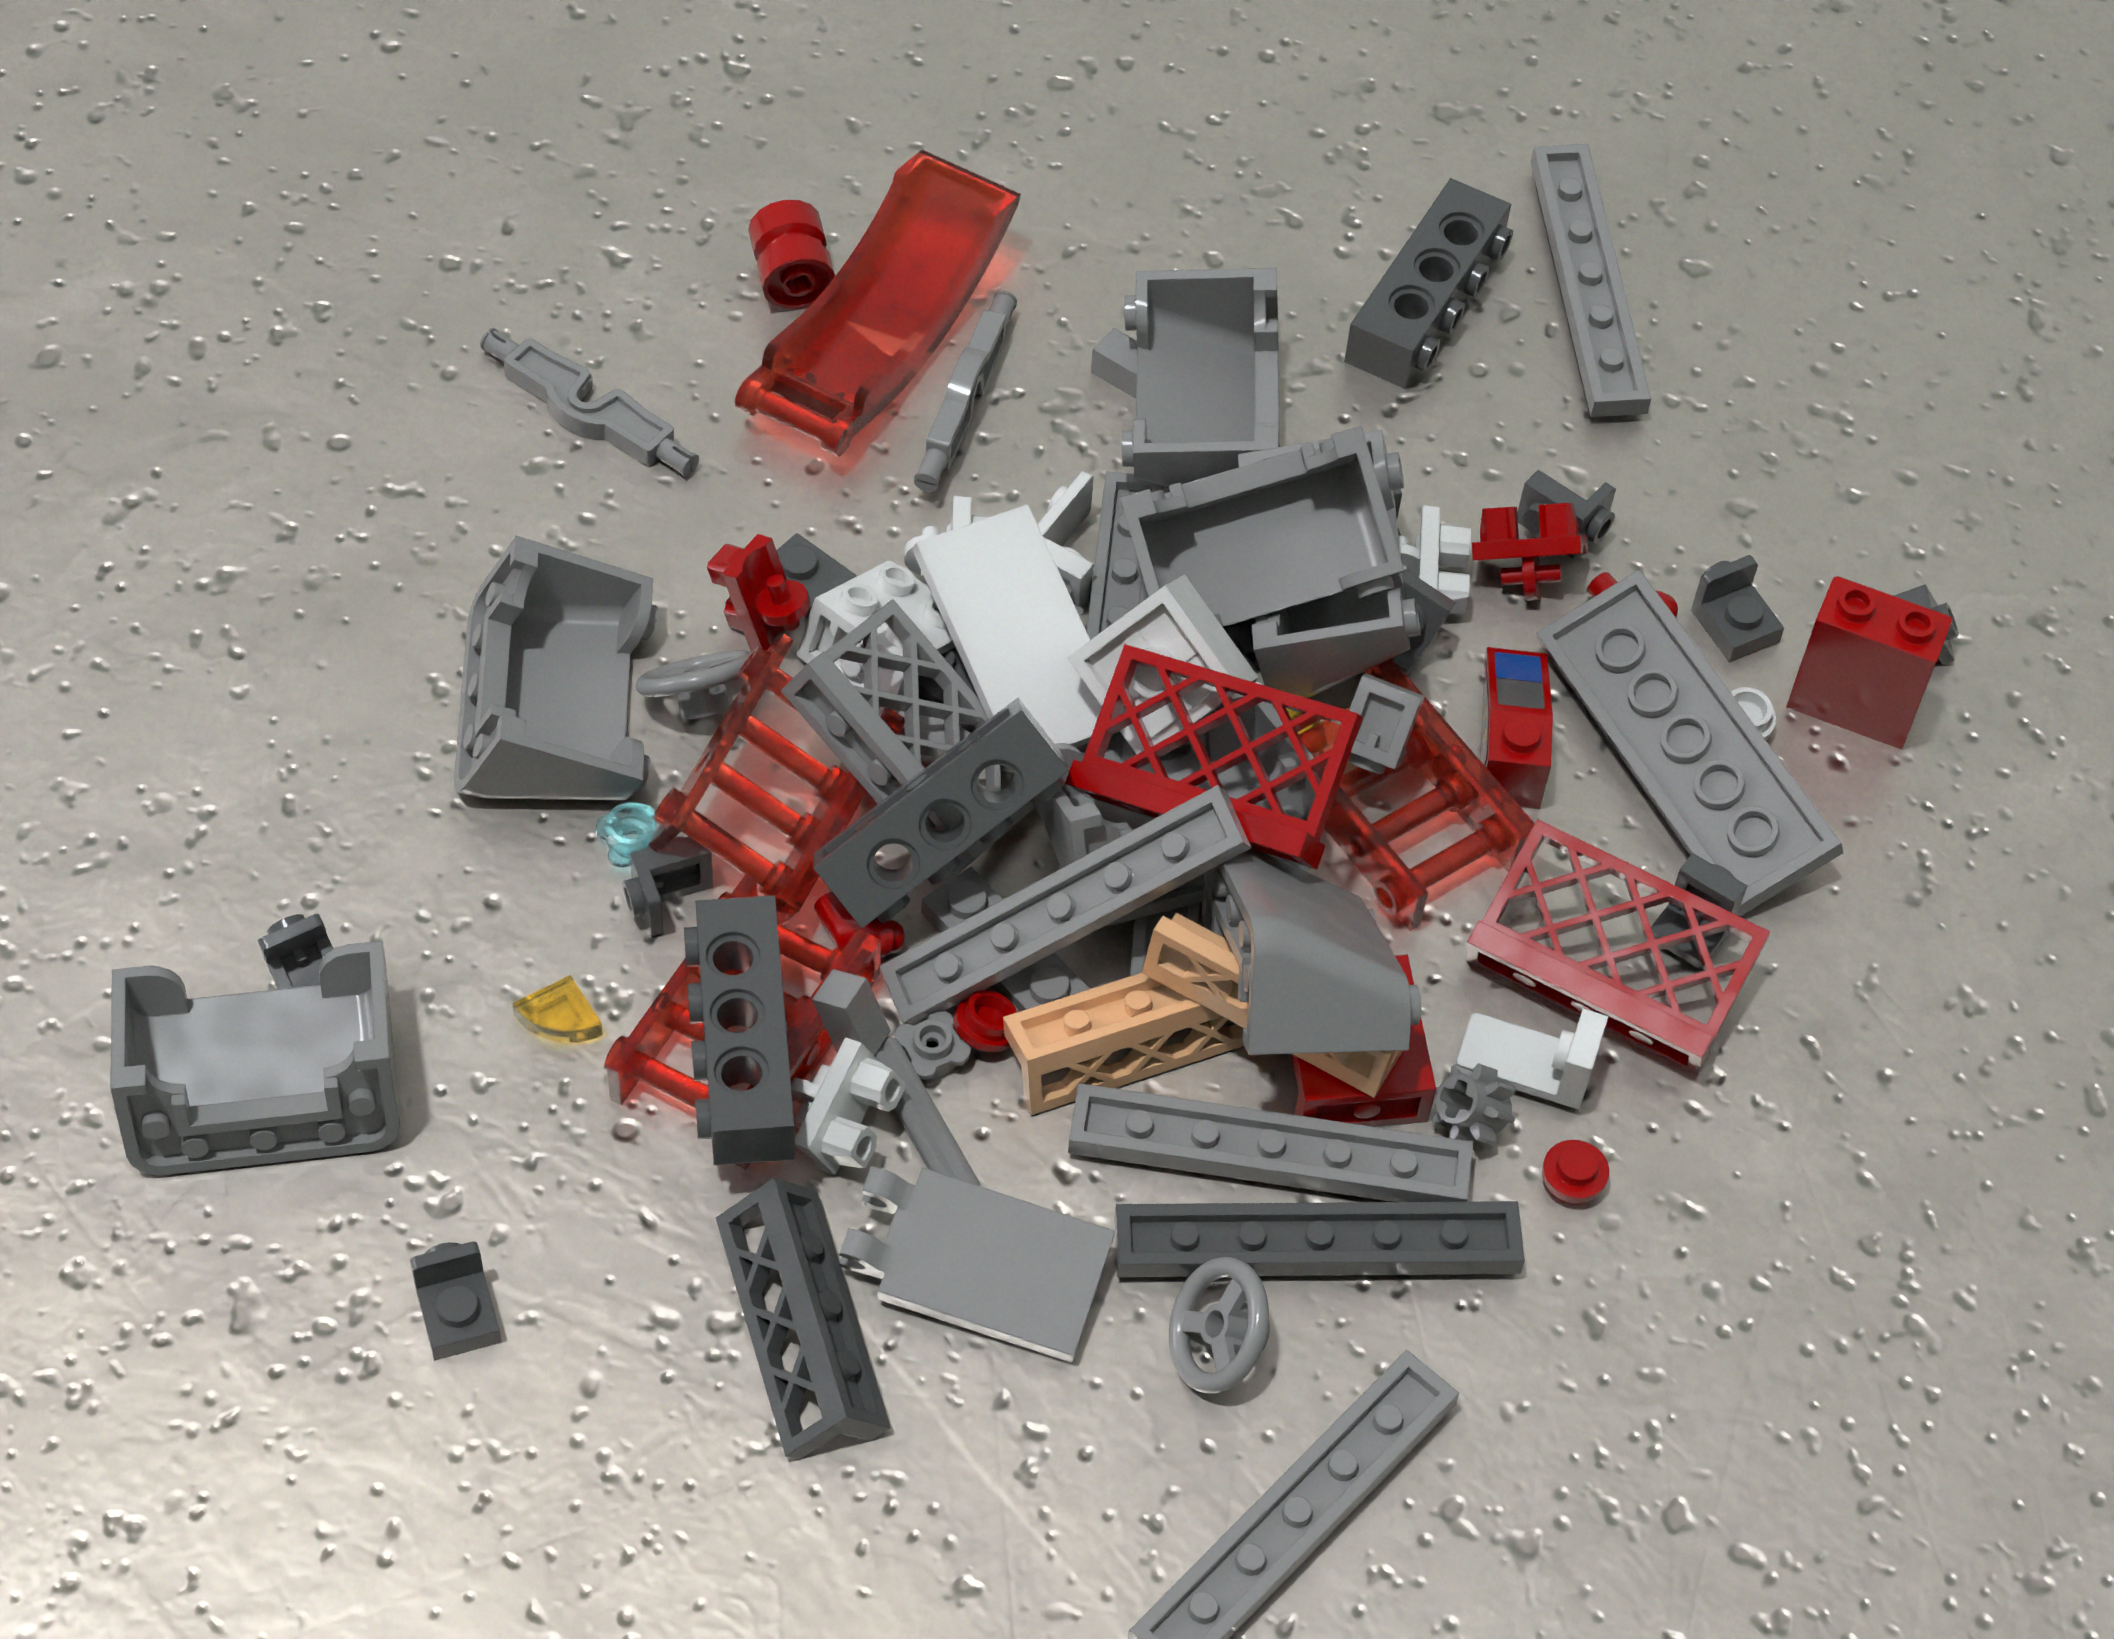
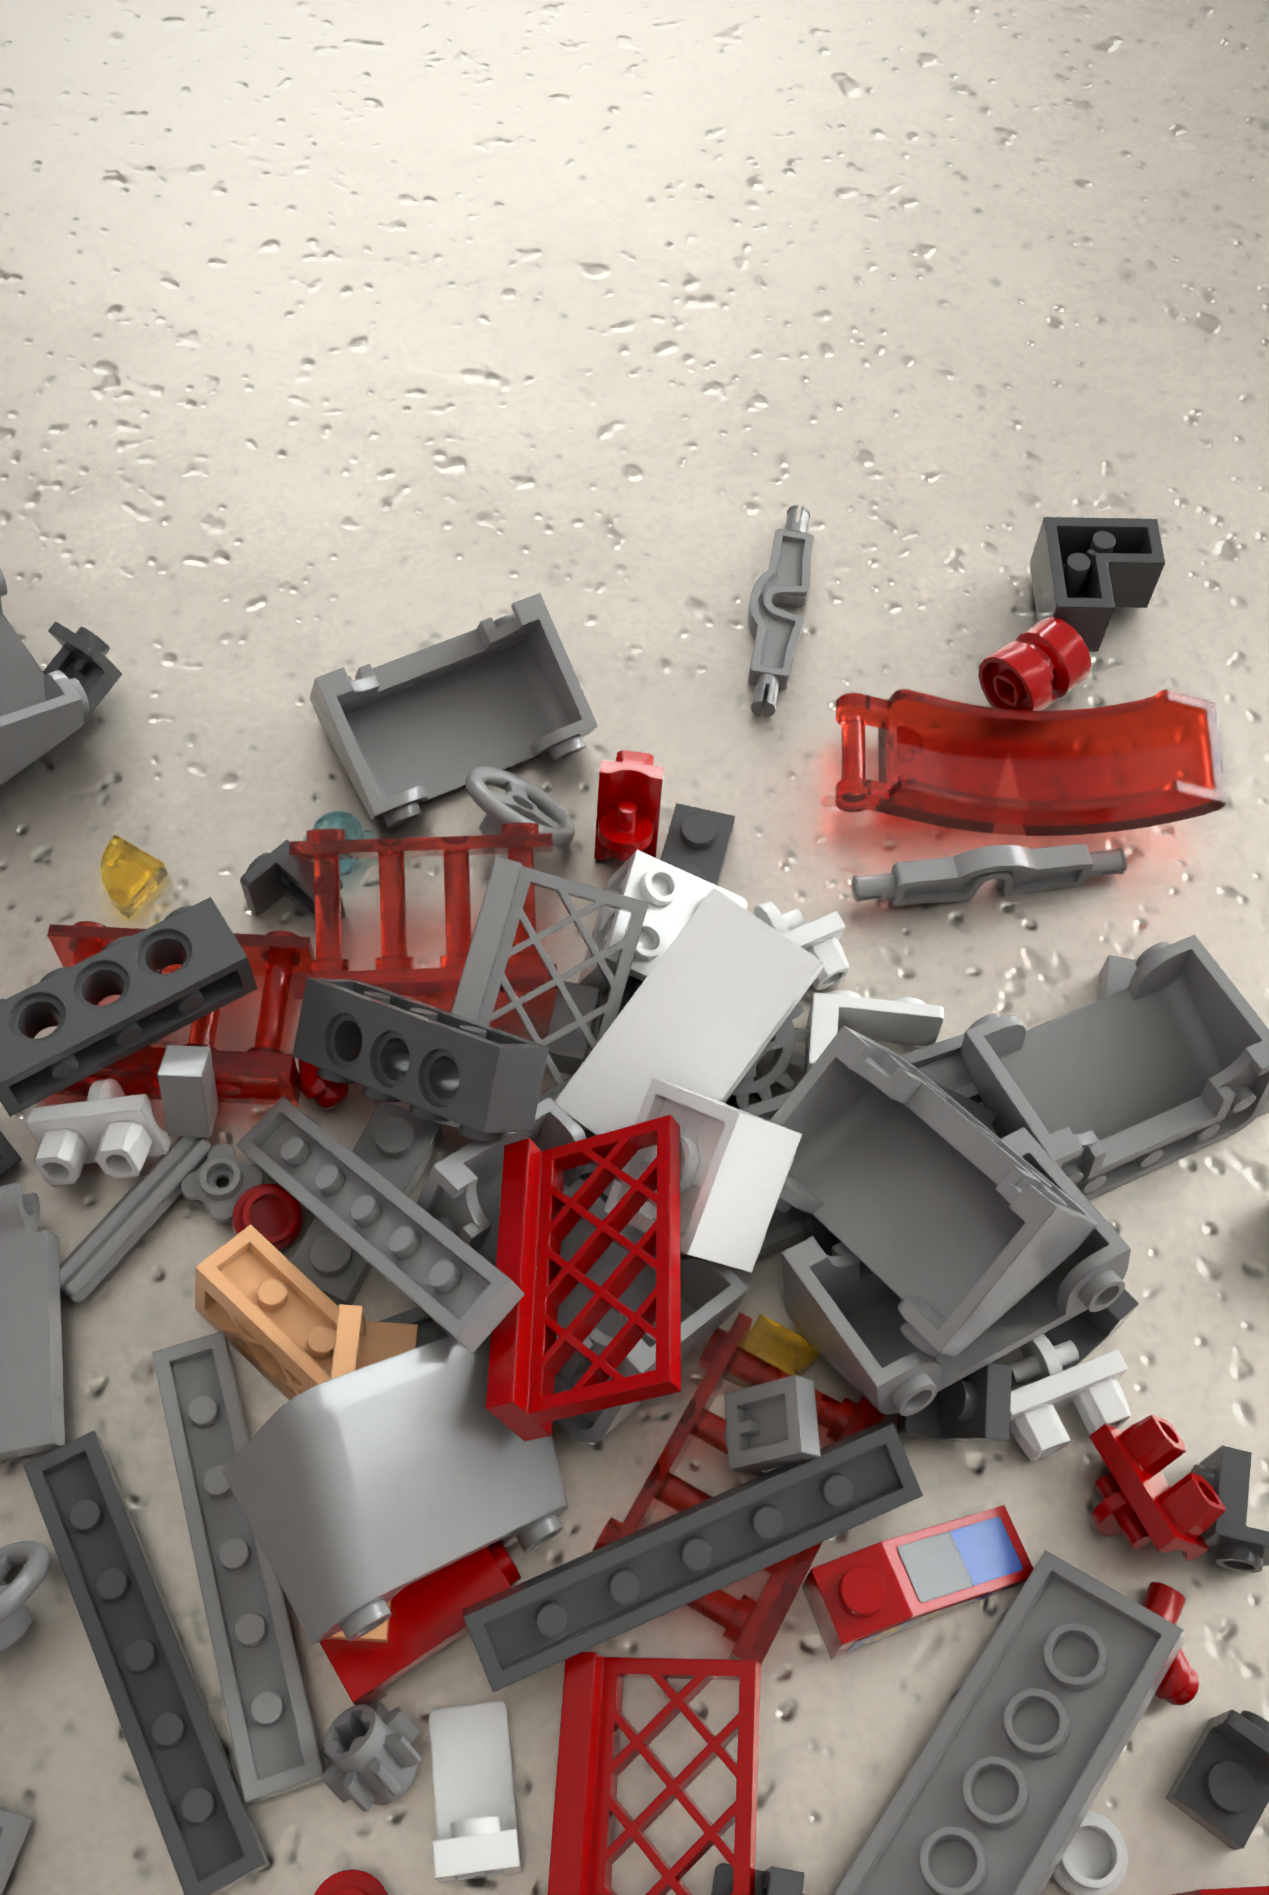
camera: 65 degrees right, 5 degrees up
(720, 164) = (1093, 566): none -> dark grey brick
(1444, 824) = (690, 1555): none -> dark grey plate

